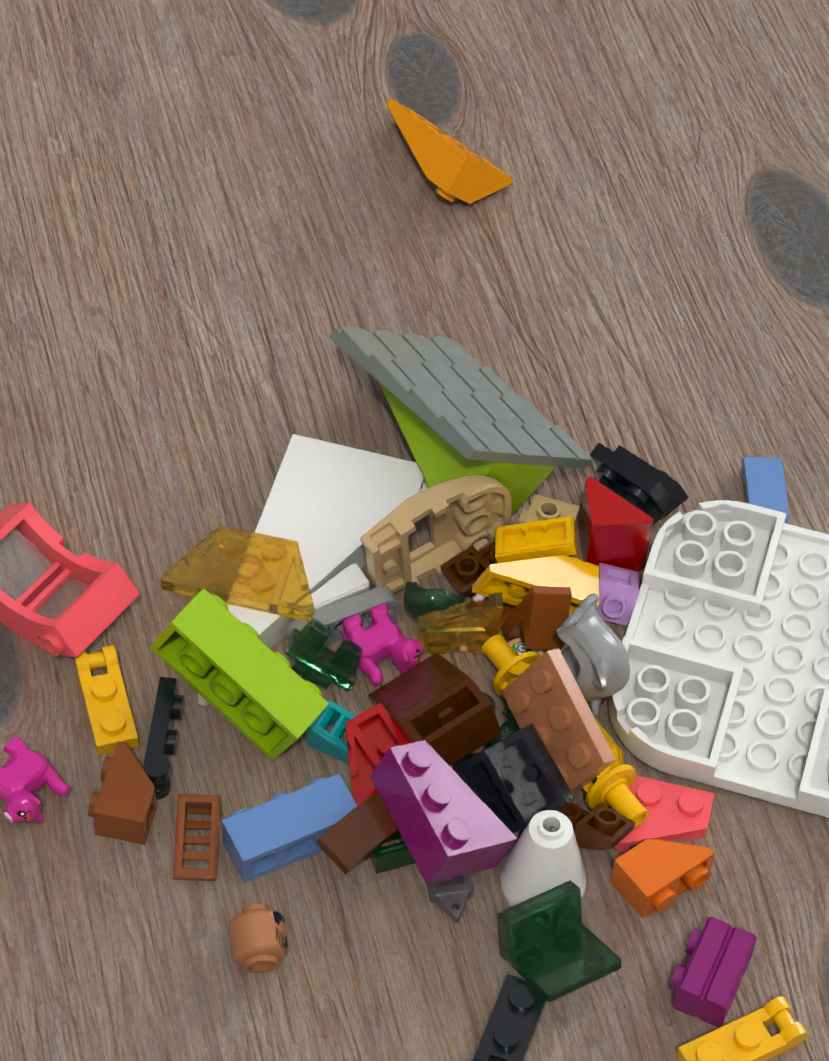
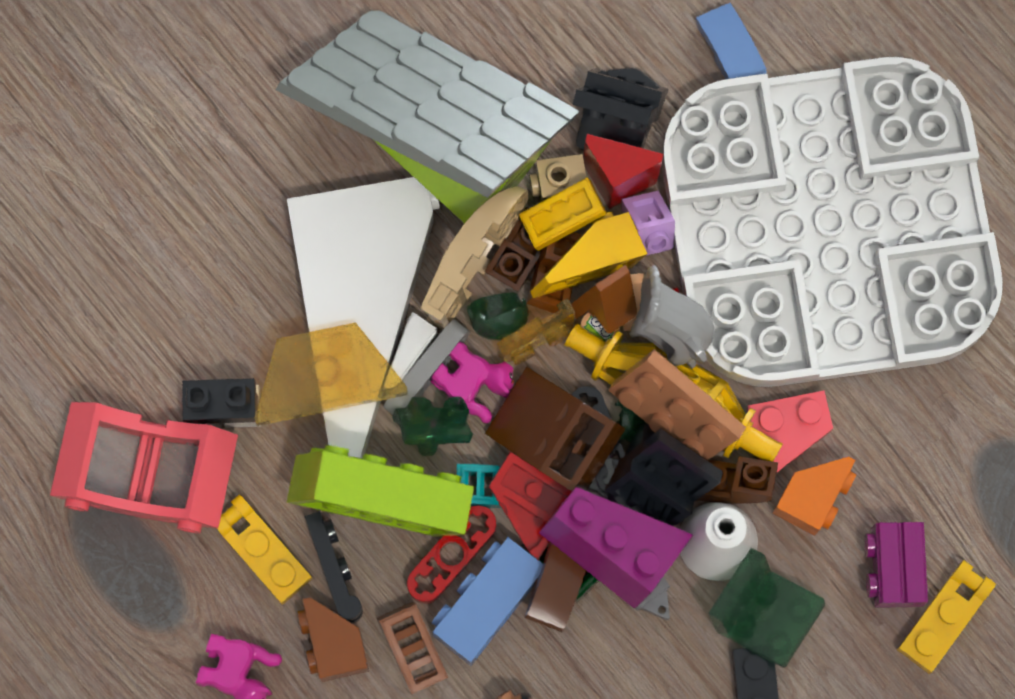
camera: 25 degrees left, 25 degrees up
(142, 560) = (221, 401): none -> black hips
(288, 762) = (439, 583): none -> red beam

